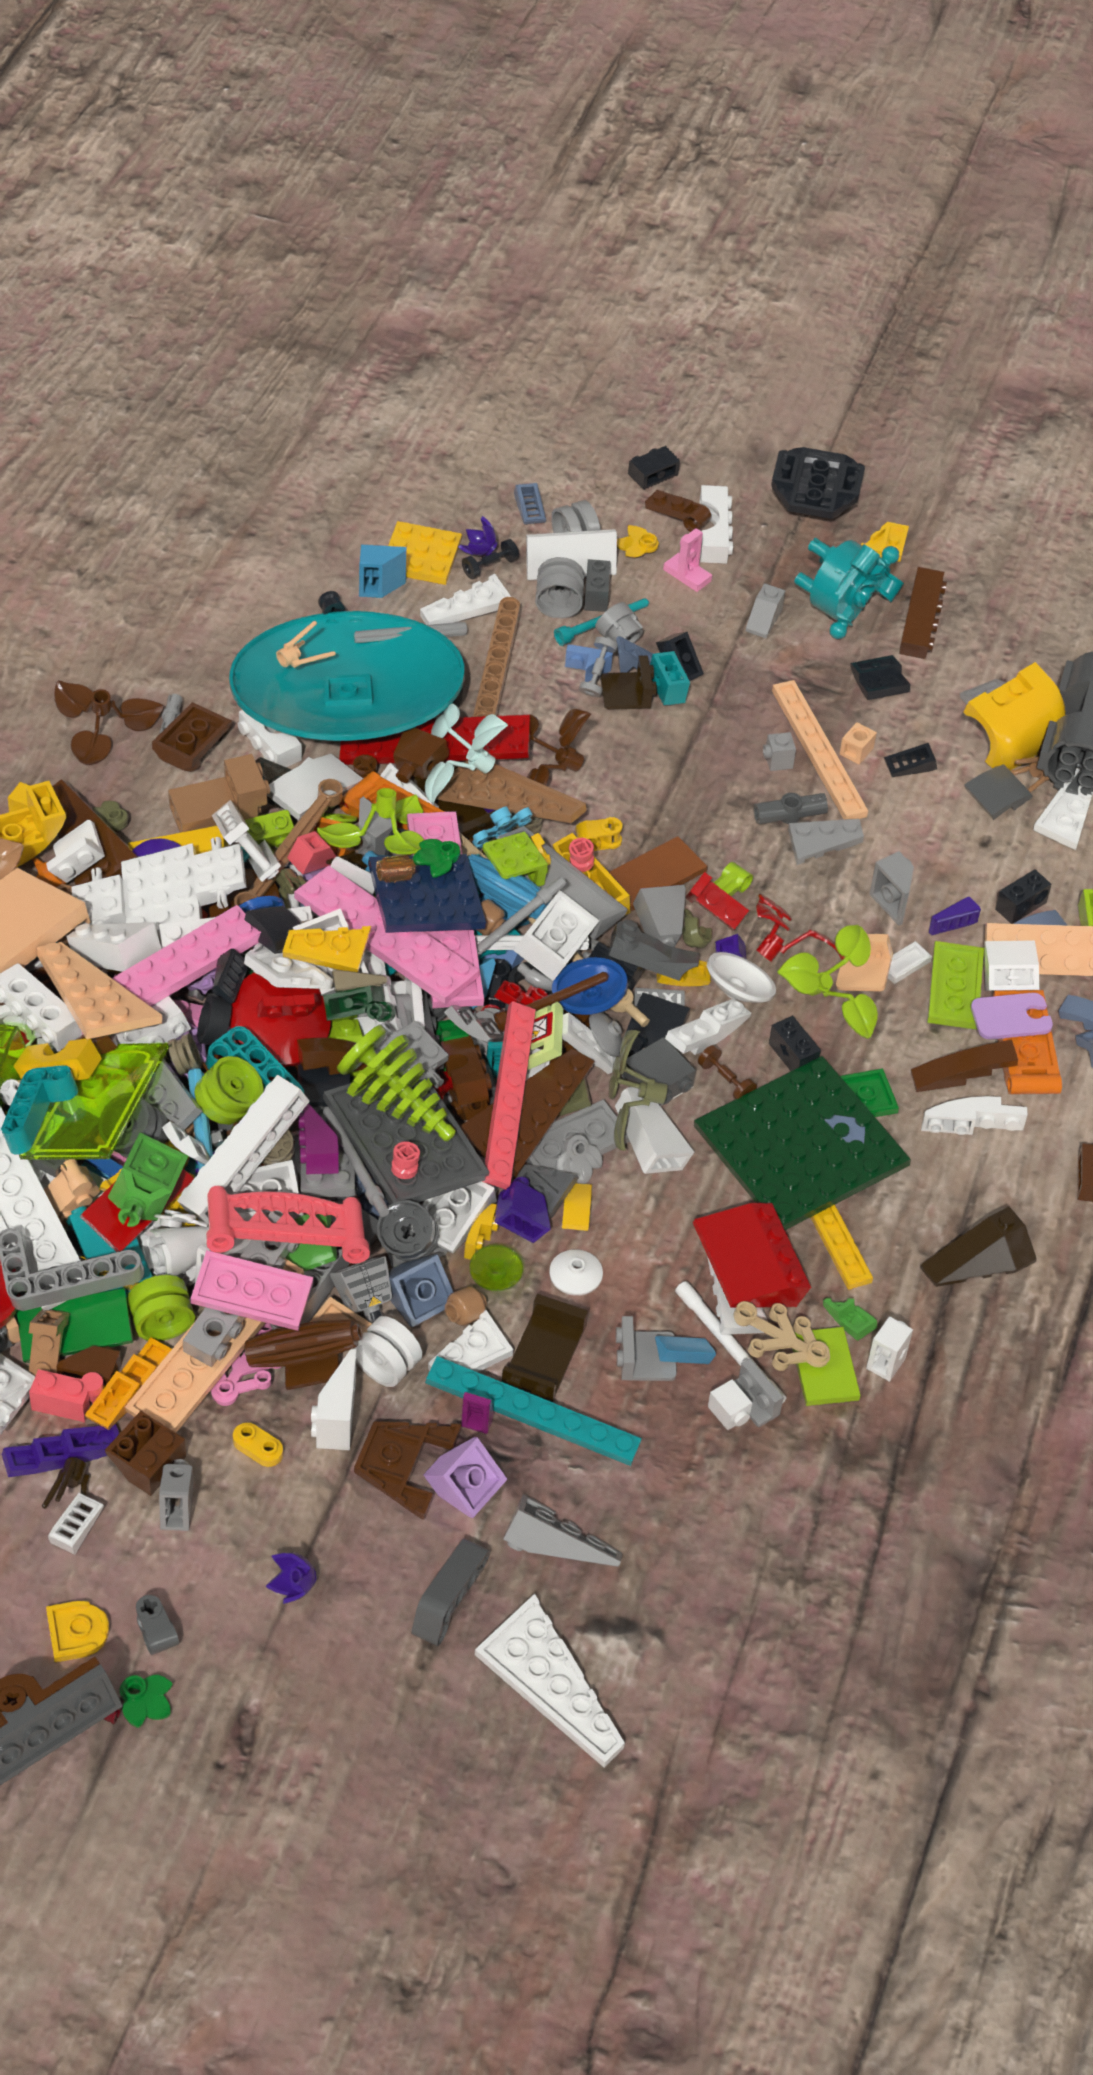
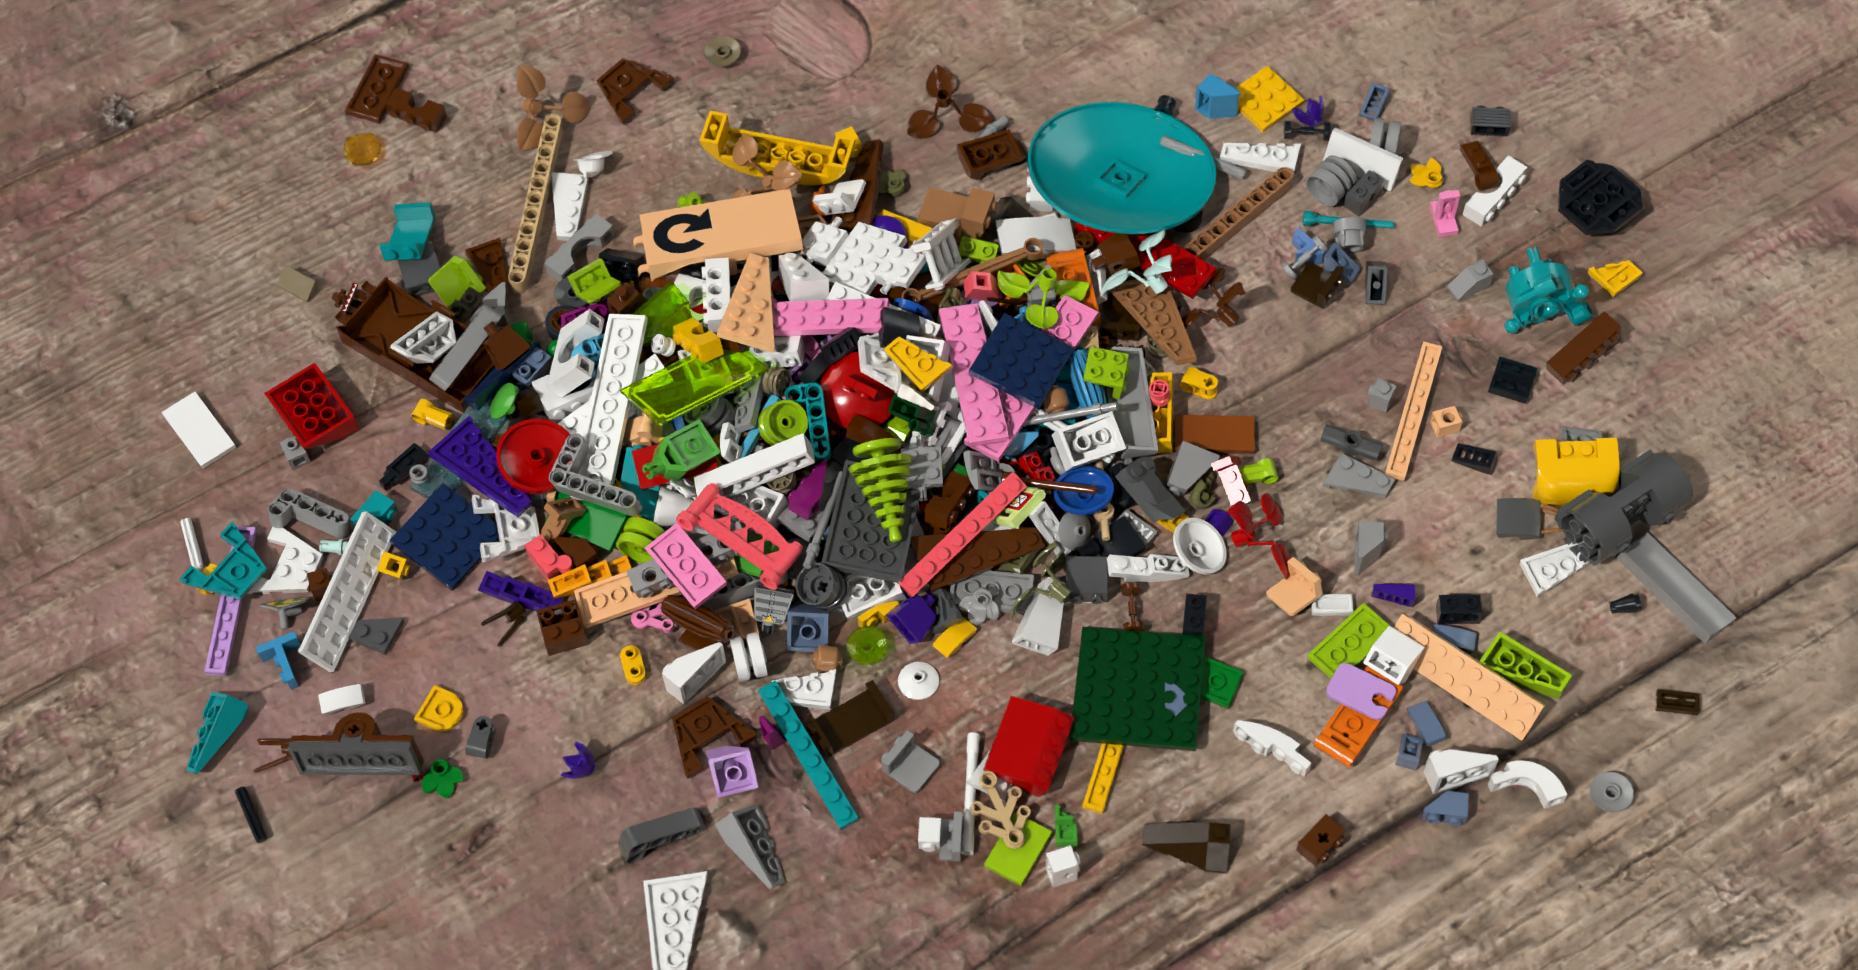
camera: 45 degrees right, 10 degrees up
(31, 1103) = (654, 360): teal beam -> none
(73, 1544) = (488, 638): white slope -> none
(176, 1483) = (556, 665): light grey torso -> none
(290, 653) = (1099, 128): light nougat plant -> none
(395, 868) = (1005, 332): clear orange brick -> none
(405, 1160) = (849, 539): coral wheel -> none
(438, 855) = (1044, 338): green plate -> none
(503, 823) = (1118, 336): medium azure plant -> none
(538, 842) = (1134, 371): yellow tile -> none
(670, 678) = (1349, 294): teal brick -> none
(684, 1350) = (935, 777): dark azure slope -> none
(802, 975) = (1232, 571): lime plant -> none
(963, 1065) = (1297, 705): reddish brown slope -> none

